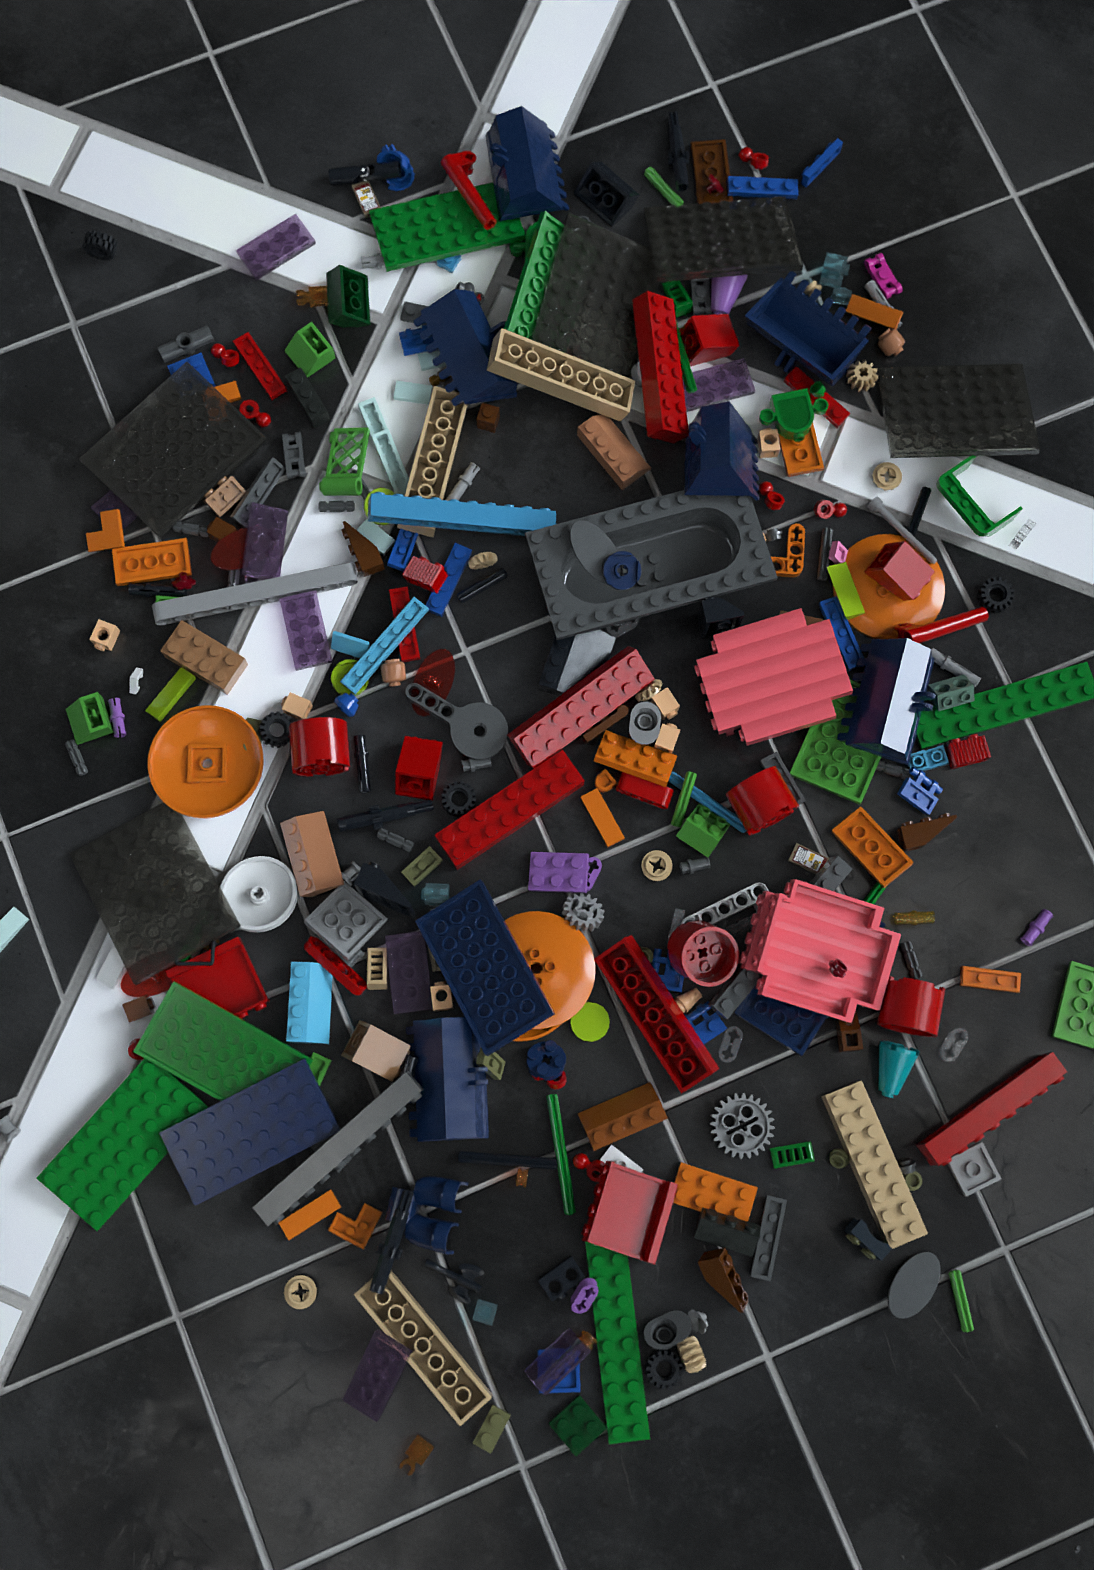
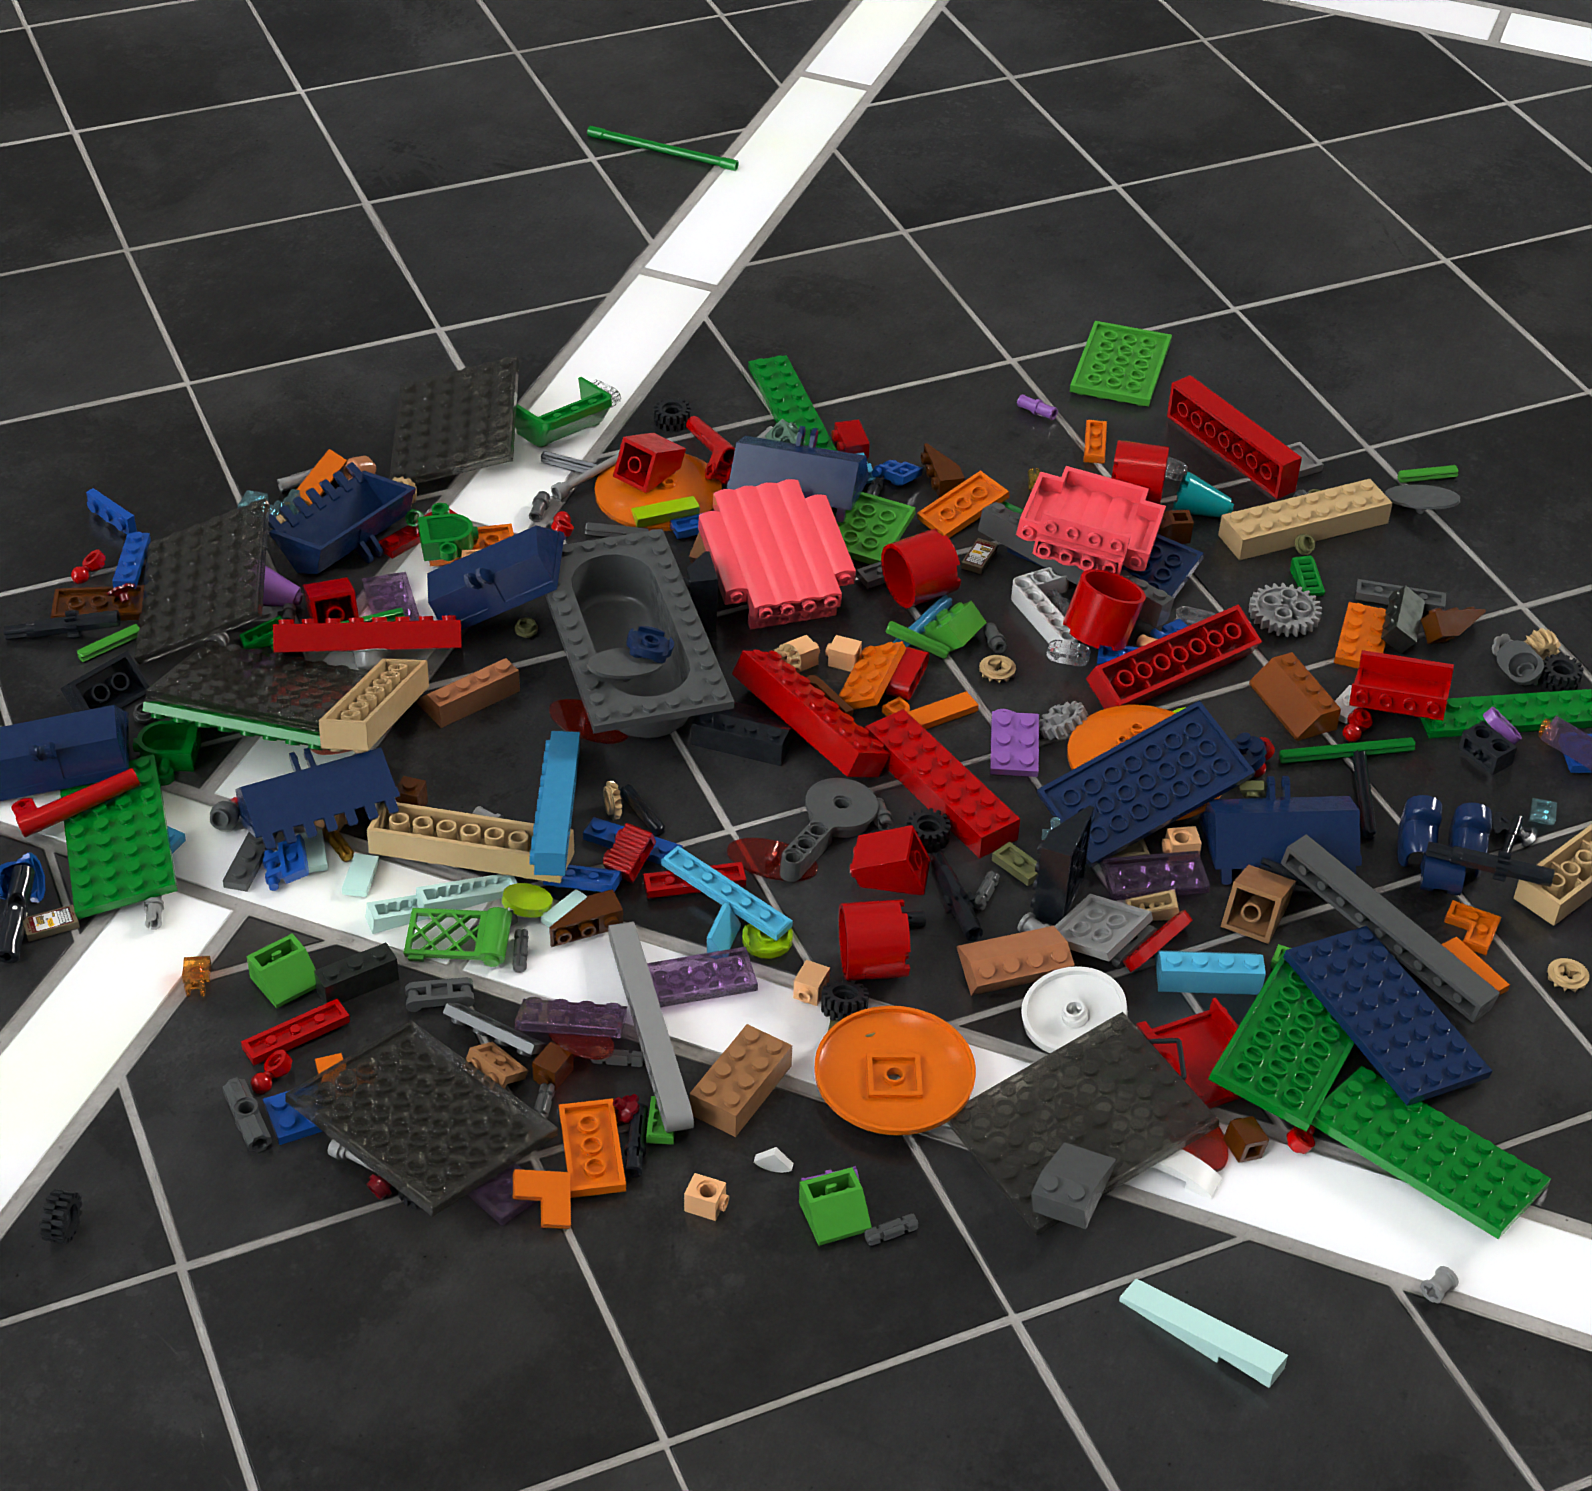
camera: 90 degrees left, 35 degrees down
(89, 876) = (1072, 1185): none -> dark grey slope
(170, 694) = (793, 1122): lime slope -> none
(262, 419) = (364, 1036): red plate -> none
(276, 247) = (107, 1017): clear purple plate -> none
(347, 297) = (206, 938): dark green slope -> none
(347, 704) = (807, 932): blue cone -> none
(393, 672) = (763, 885): nougat head -> none
(522, 1177) = (1384, 773): clear orange bush -> none
(645, 723) = (828, 663): light grey piece -> none
(837, 553) = (619, 517): bright pink plate -> none
(837, 968) = (1111, 504): dark red plate -> none
(853, 489) = (540, 504): none -> dark grey pin
(860, 1235) = (1386, 520): black brick -> none
(883, 276) = (268, 477): dark pink plate -> none
(893, 471) = (518, 480): tan gear -> none

